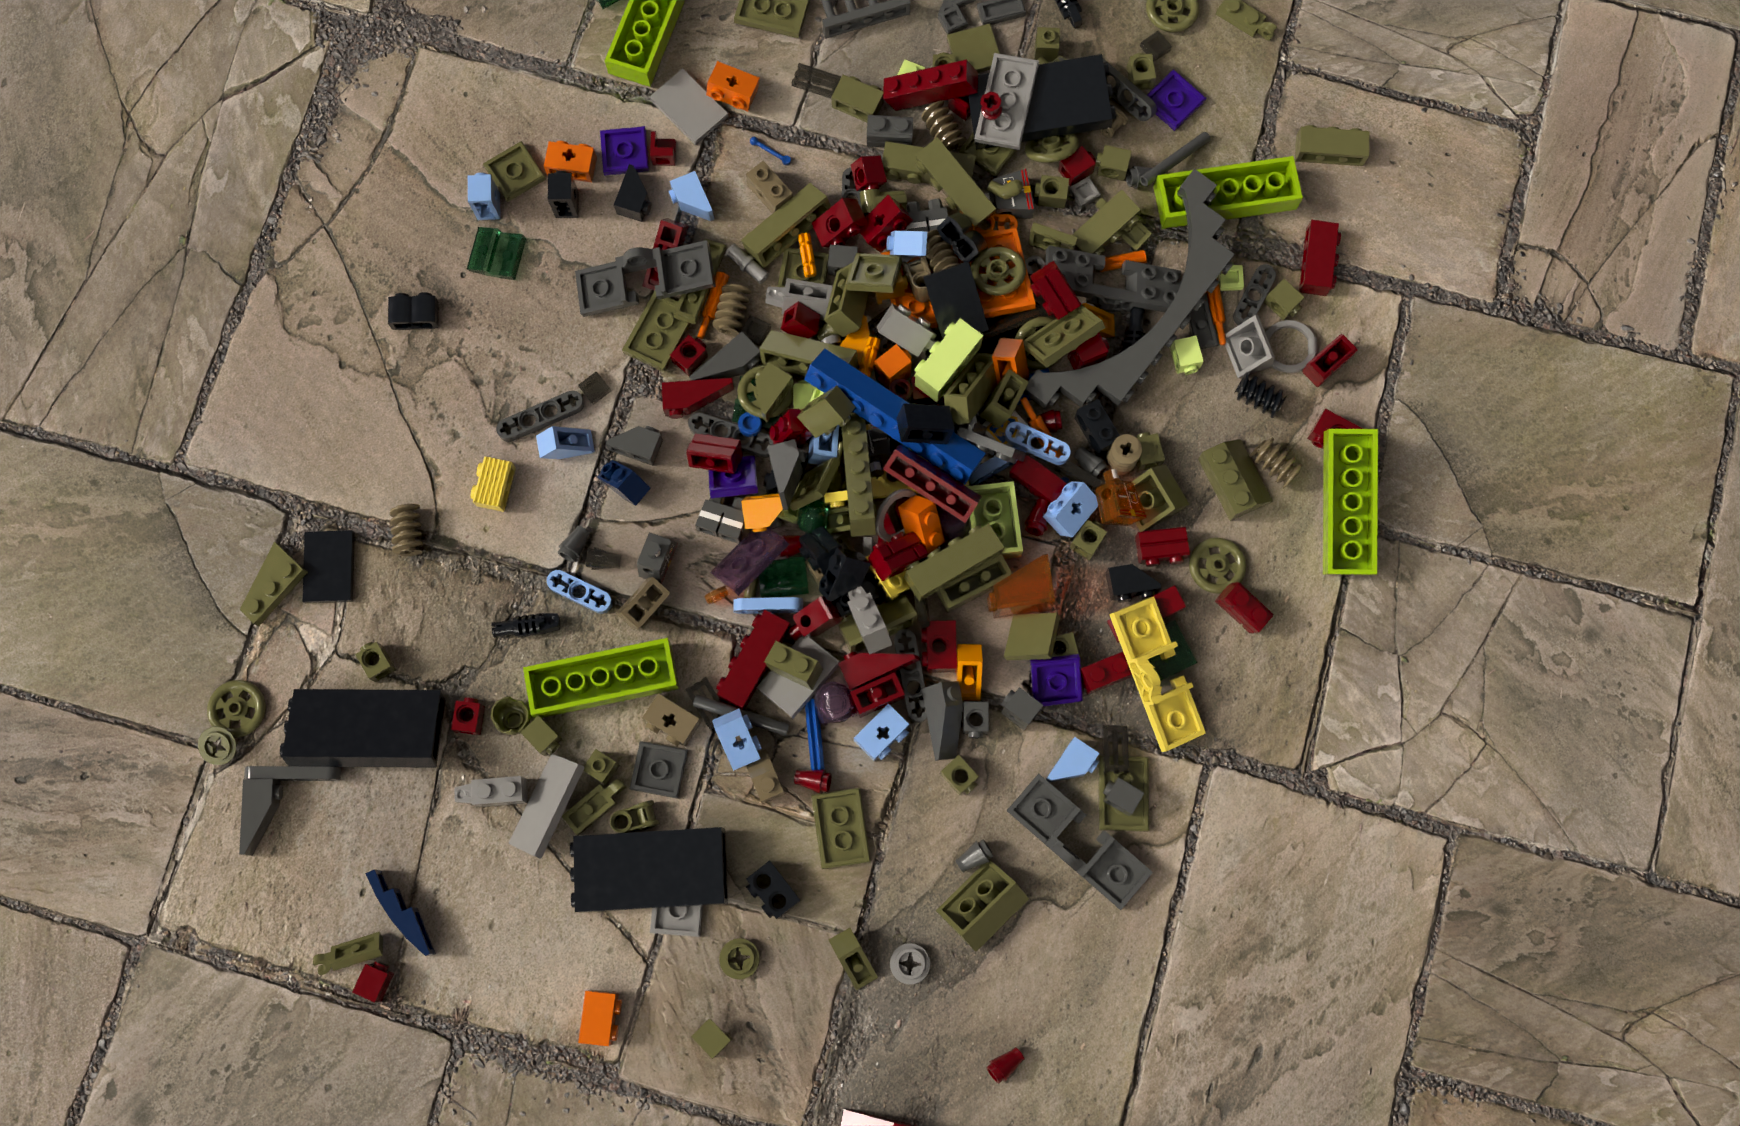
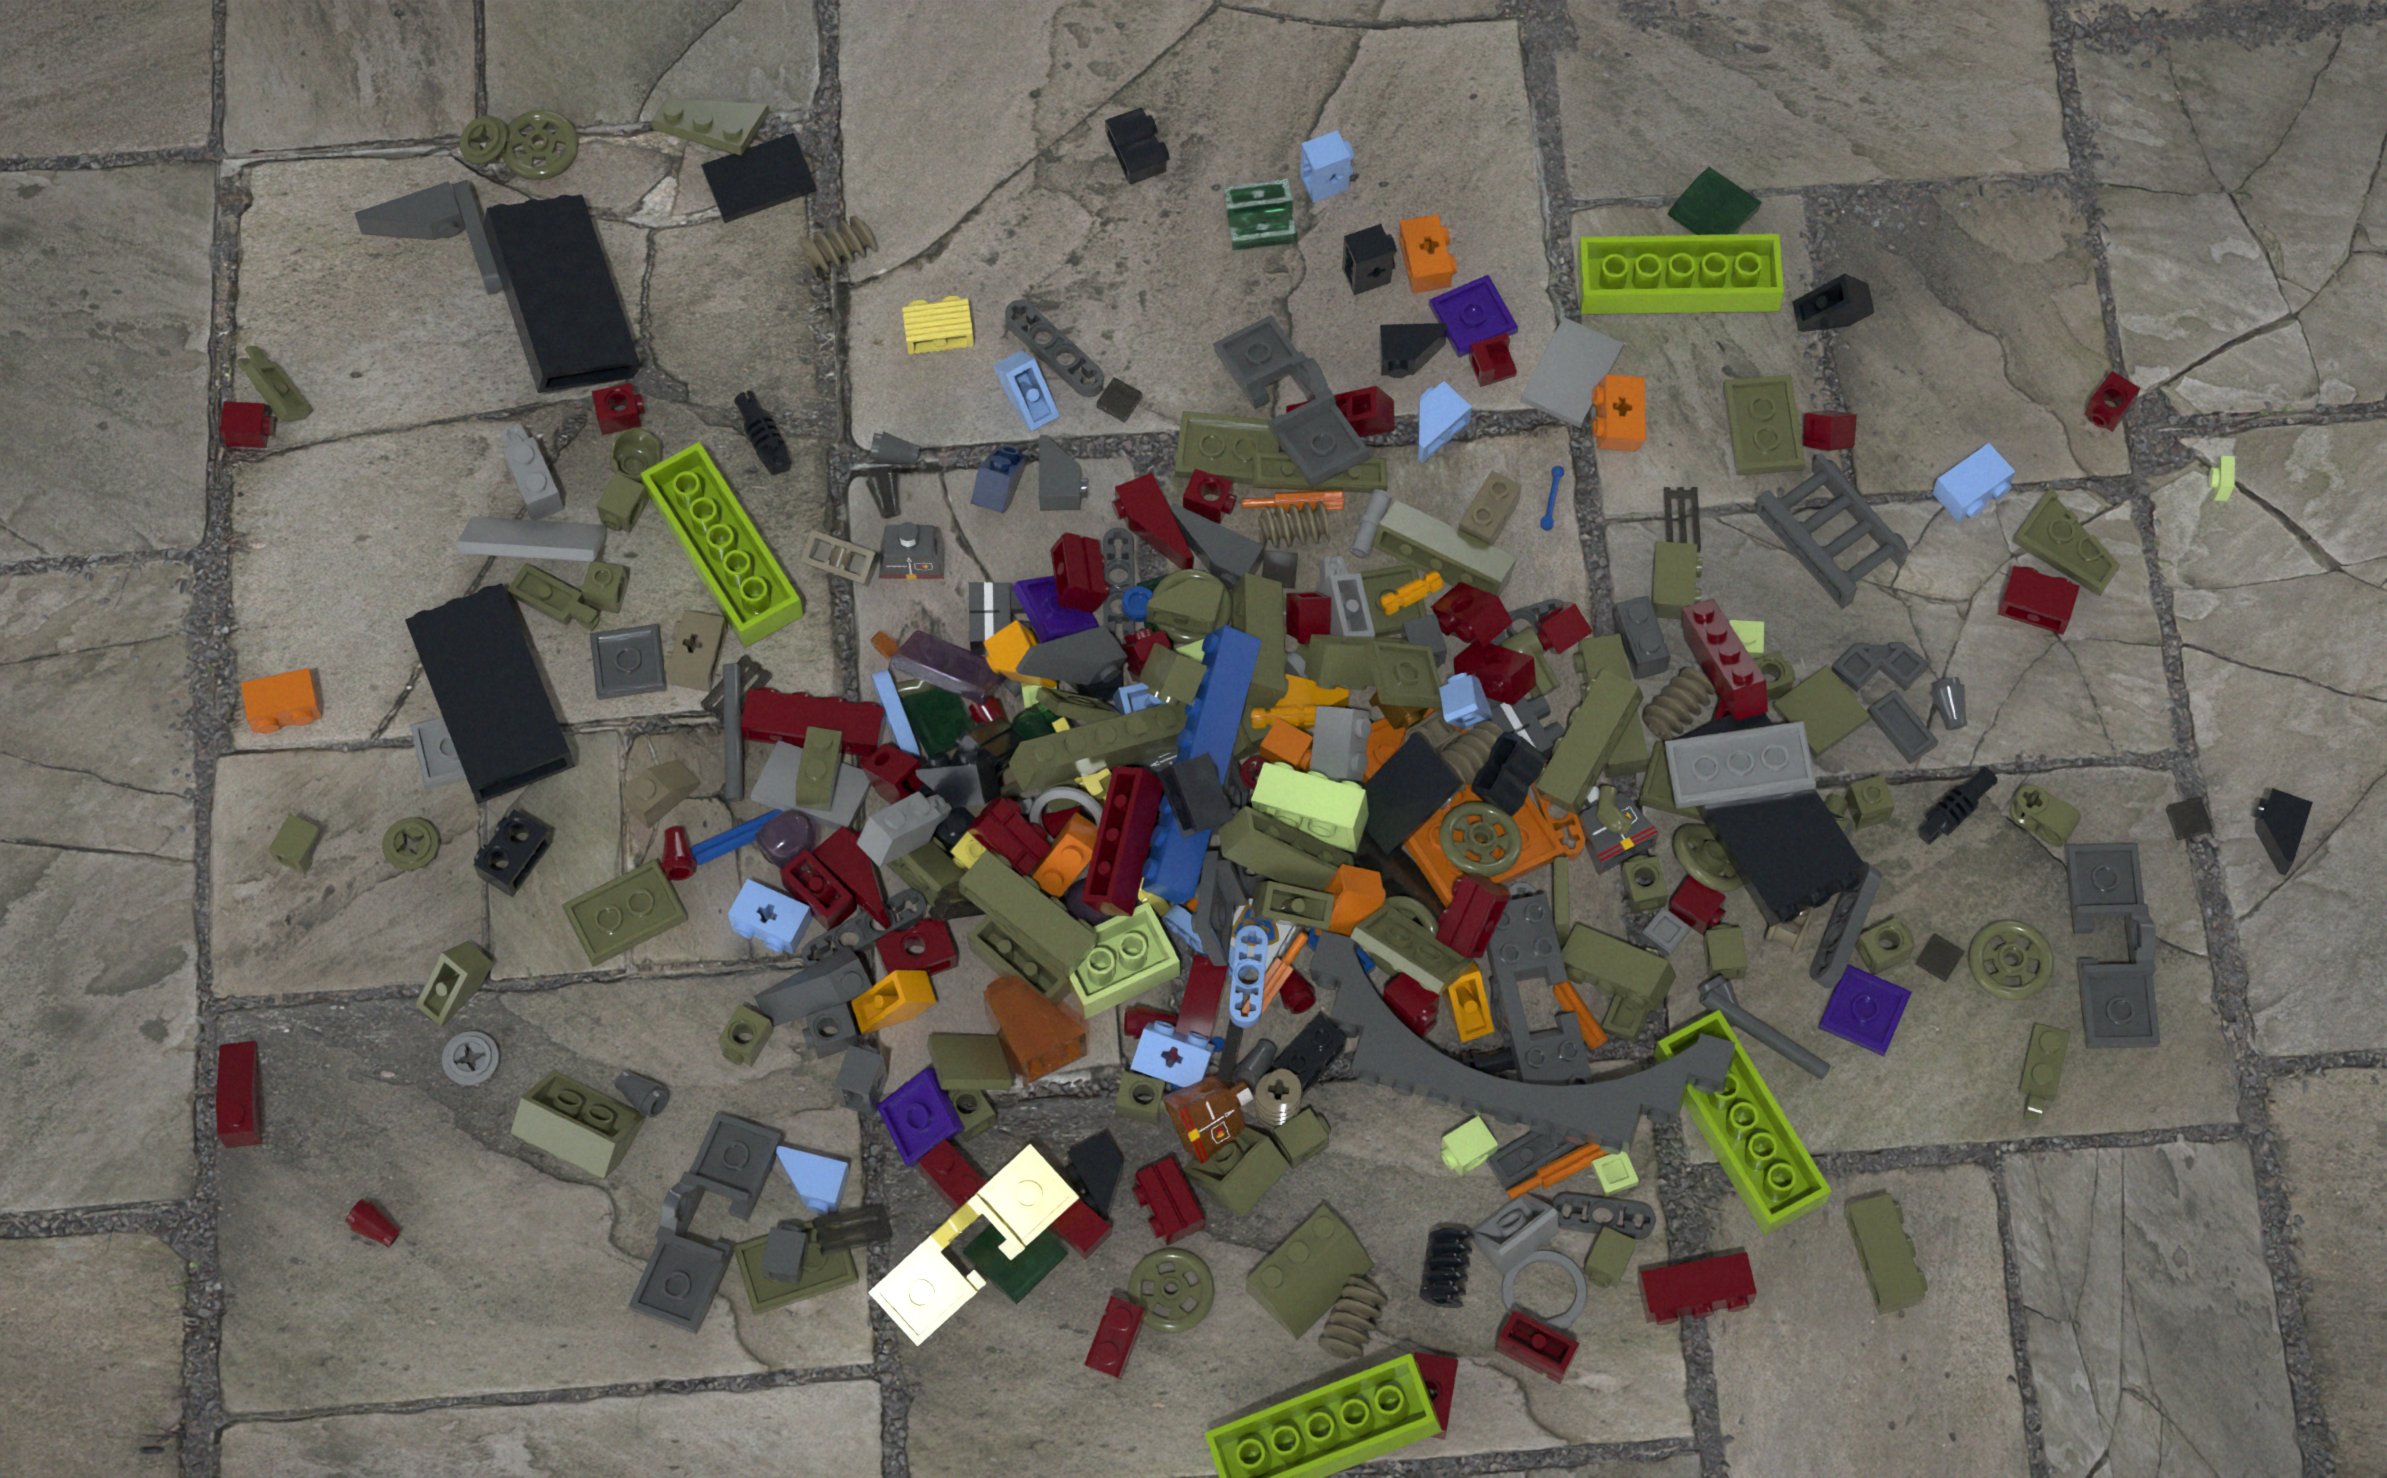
camera: 70 degrees right, 10 degrees down
(382, 668) = (652, 287): olive brick -> none
(406, 920) = (334, 433): dark blue slope -> none
(514, 171) = (1385, 193): olive tile -> none
(592, 605) = (826, 468): light blue beam -> none
(636, 817) = (553, 656): olive piece -> none
(738, 752) = (696, 734): light blue brick -> none
(995, 111) = (1723, 744): dark red bush -> none

